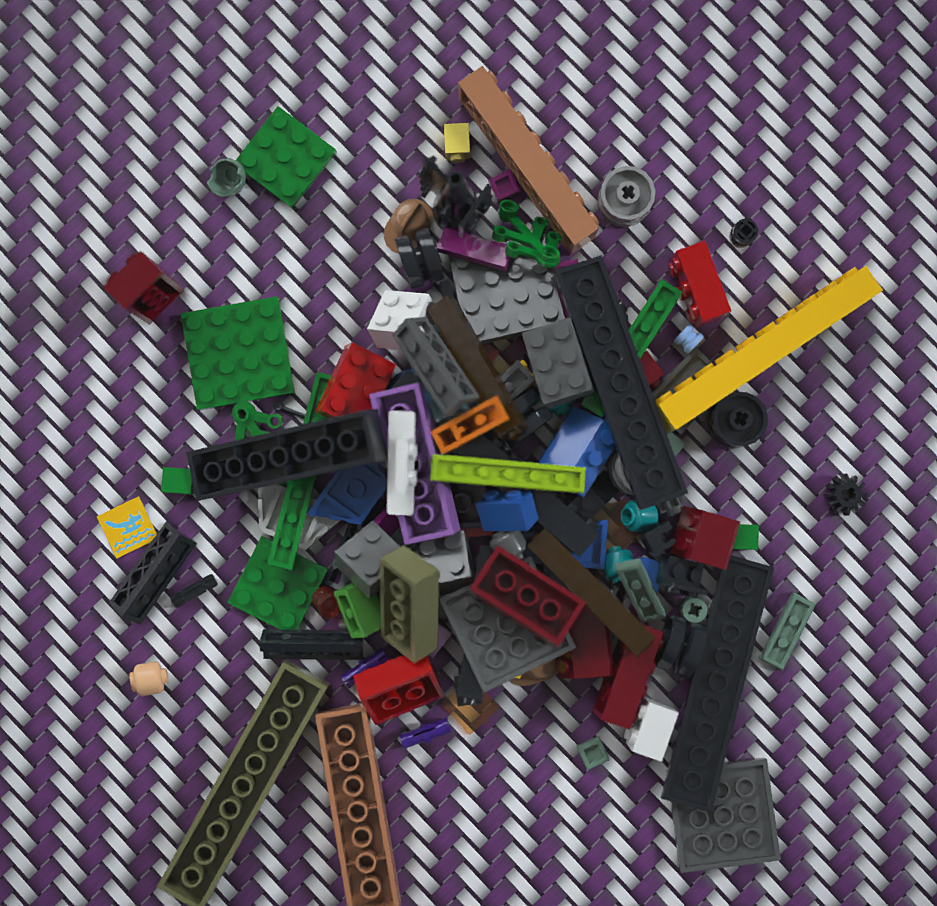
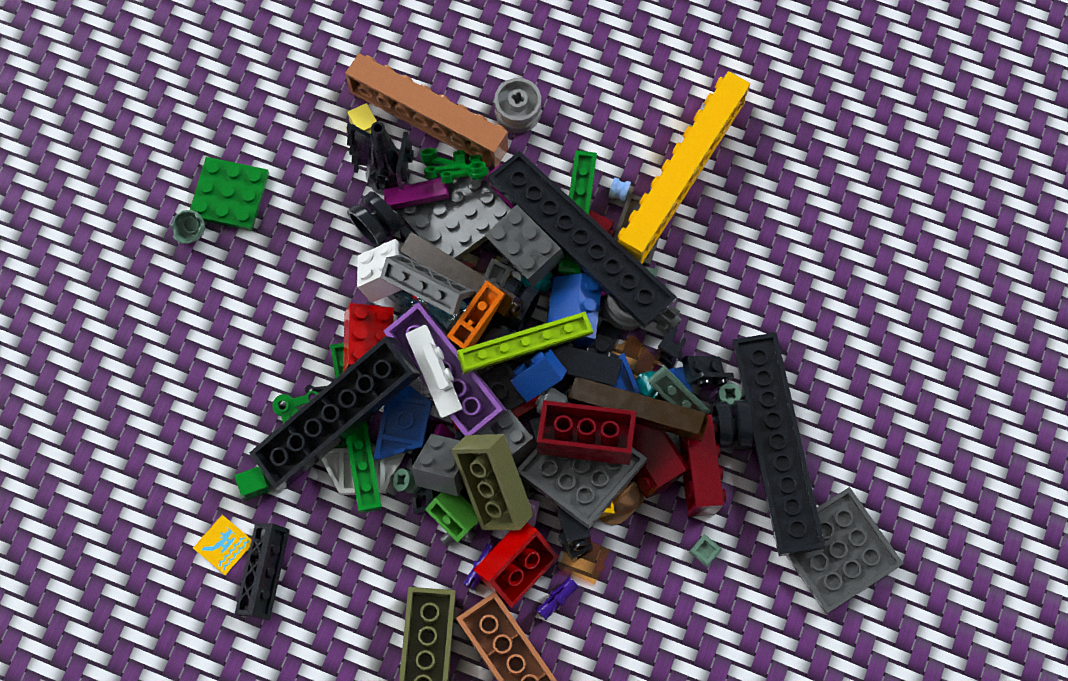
camera: 25 degrees left, 15 degrees down
(143, 287) = (158, 332): dark red brick -> none
(148, 678) = (297, 660): light nougat head -> none
(194, 590) = (304, 570): black axle -> none
(237, 353) = (257, 361): green plate -> none
(276, 593) = (376, 537): green plate -> none
(310, 645) = (424, 563): black fence -> none
(326, 548) = (404, 481): none -> sand green wheel
(326, 602) = (428, 525): clear red wheel -> none
(406, 220) = (349, 195): medium nougat piece -> none
(504, 186) = (419, 139): magenta tile -> none
(639, 520) = (647, 339): teal head -> none
(652, 730) = (742, 502): white brick -> none
(699, 284) = (613, 146): red brick -> none
(705, 537) = (709, 331): dark red slope -> none
(739, 236) = (620, 97): black wheel -> none
(747, 537) = (737, 321): green brick -> none
(752, 419) = (689, 232): black wheel -> none
(787, 631) = (813, 380): sand green tile -> none
(855, 493) = (808, 245): black gear -> none

